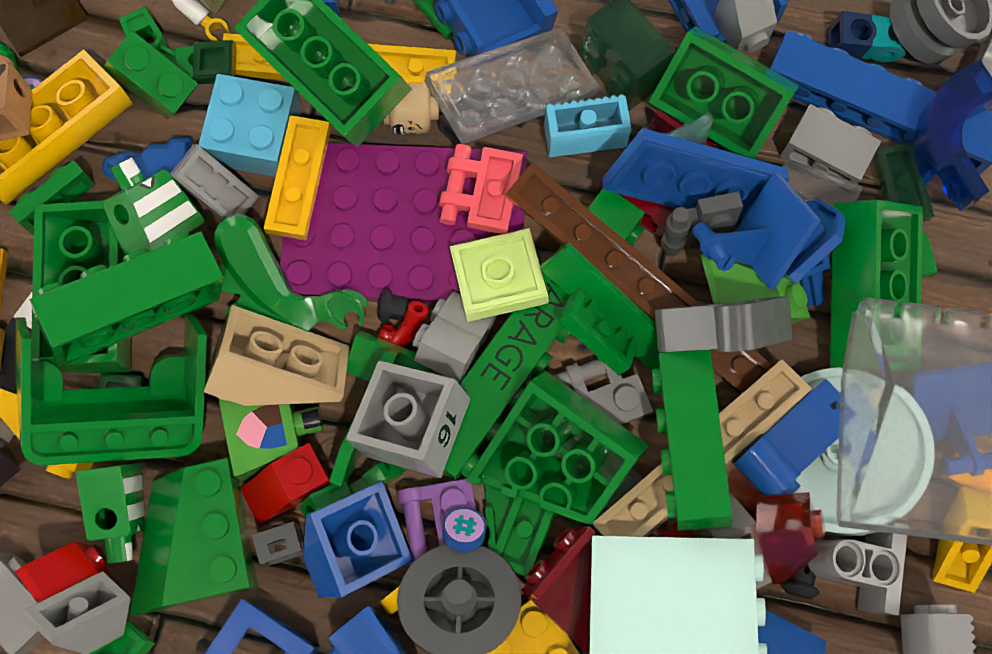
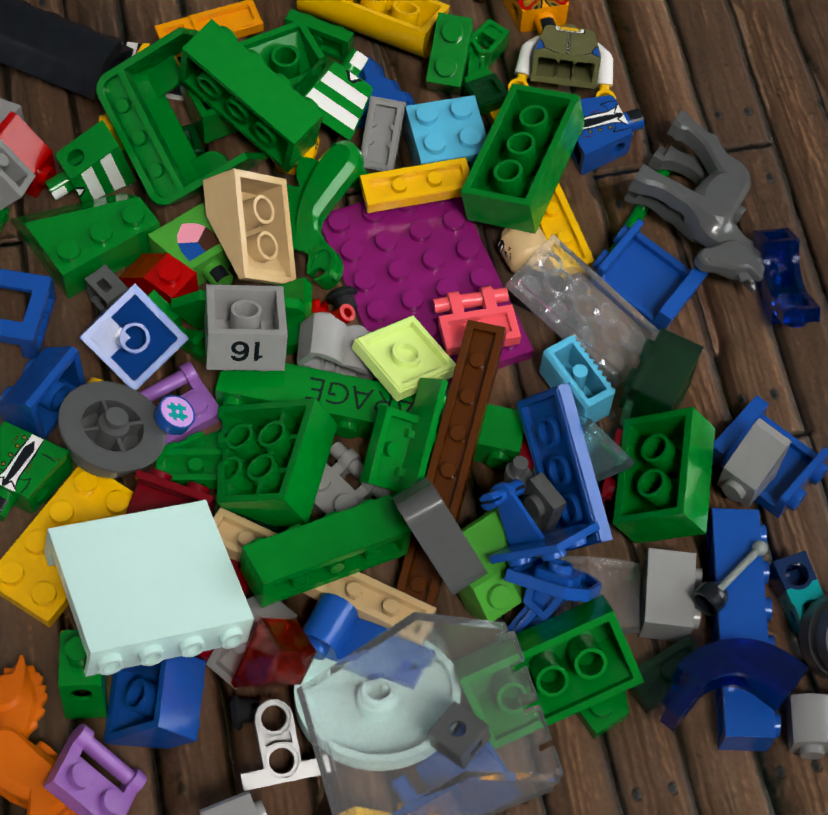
camera: 65 degrees right, 15 degrees down
(864, 108) = (712, 595): none -> hinge
(936, 408) = (459, 748): none -> dark grey piece

